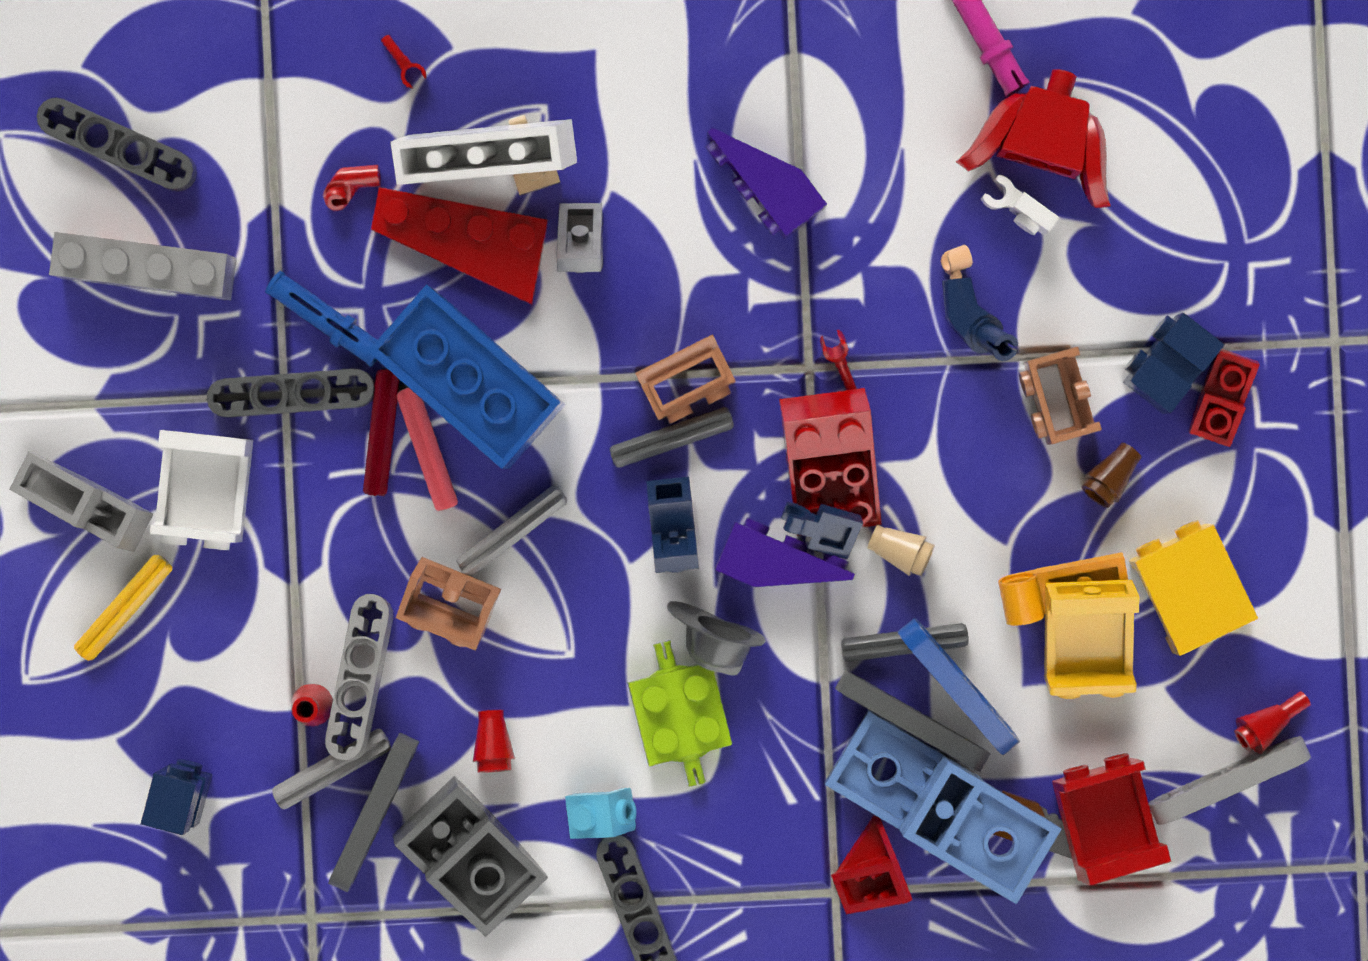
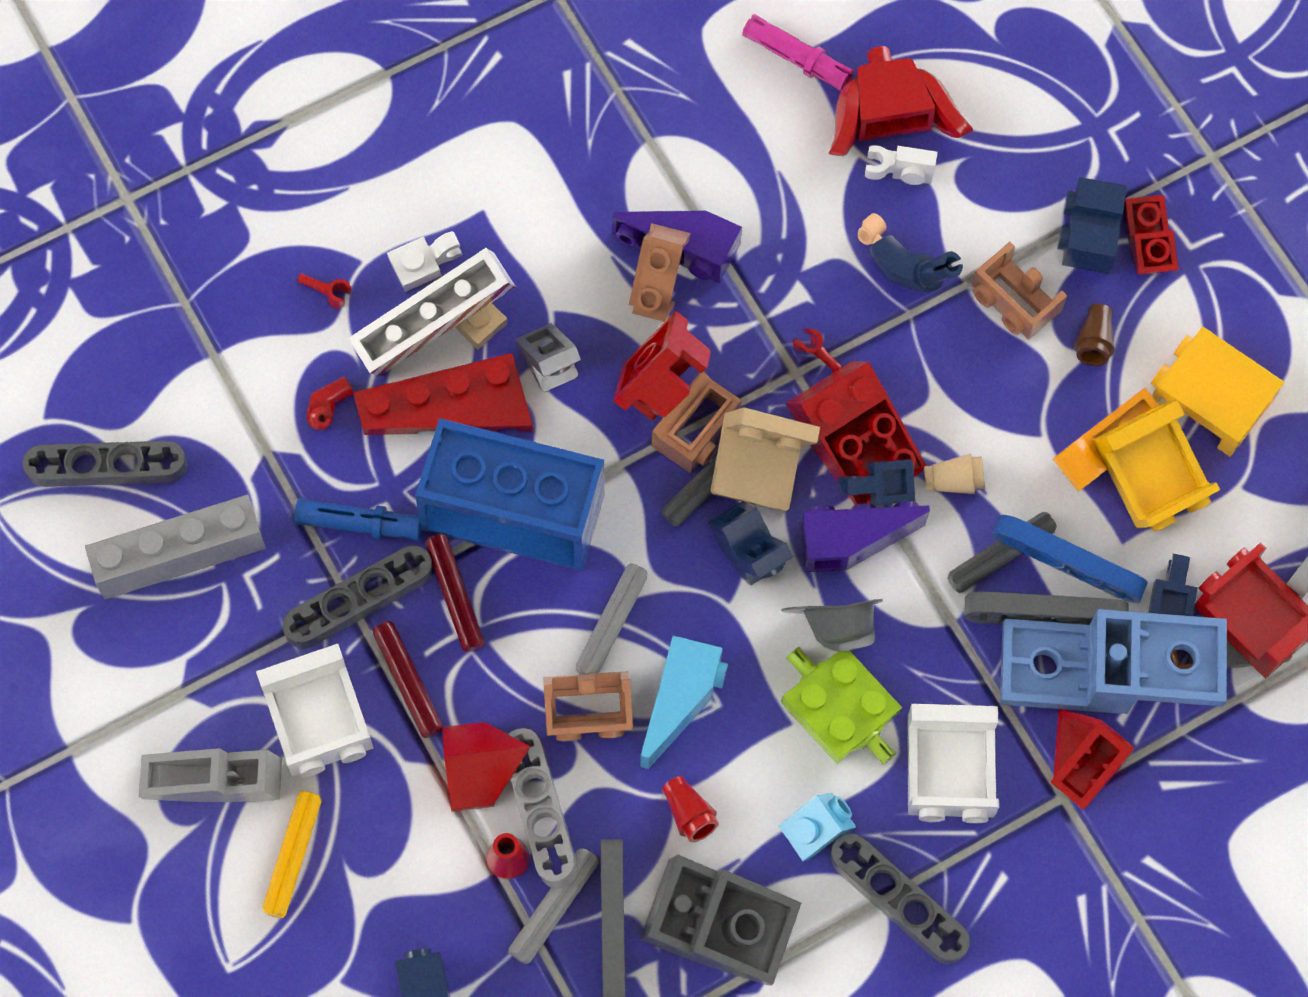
camera: 30 degrees left, 20 degrees down
(299, 495) = (407, 679): none -> dark red axle
(325, 605) = (479, 763): none -> red slope
(427, 450) = (502, 587): coral axle -> none
(503, 78) = (418, 262): none -> white plate
(543, 631) = (684, 690): none -> medium azure slope
(668, 308) = (653, 371): none -> red panel
(721, 213) = (657, 272): none -> nougat window
(722, 448) = (759, 457): none -> tan bracket
(749, 819) = (952, 762): none -> white panel
(1034, 768) = (1173, 595): none -> dark blue plate

